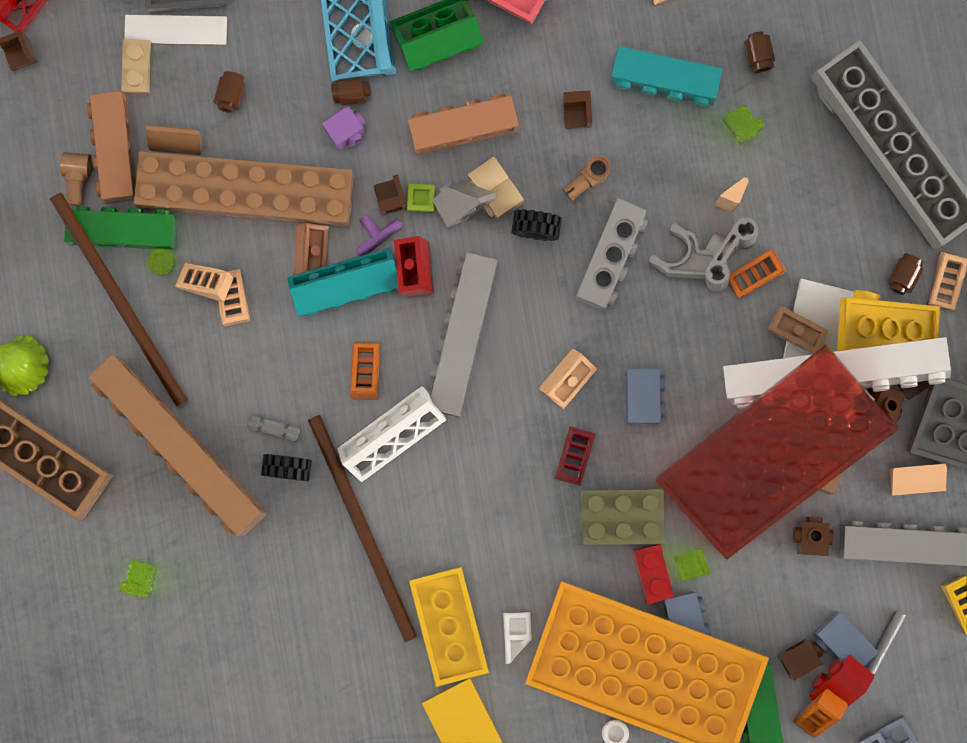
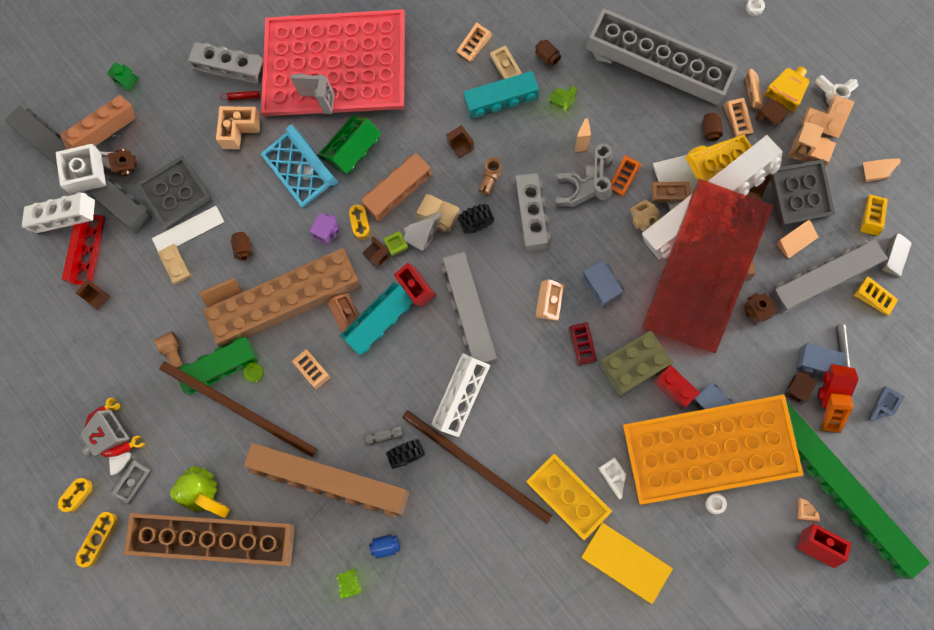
camera: 25 degrees left, 10 degrees down
(29, 398) = (212, 505): none -> yellow beam
(113, 147) = (185, 319): nougat brick -> none
(203, 560) = (384, 546): none -> blue brick
(221, 288) = (300, 369): light nougat slope -> none
(350, 90) = (316, 205): reddish brown brick -> none
(365, 393) = (427, 377): orange slope -> none
(378, 235) = (381, 281): medium lavender piece -> none
(386, 141) = (363, 220): none -> yellow beam
(692, 564) = (697, 367): clear neon green panel -> none
(696, 36) = (505, 63): none -> tan plate
(747, 342) = (644, 215): none -> tan brick

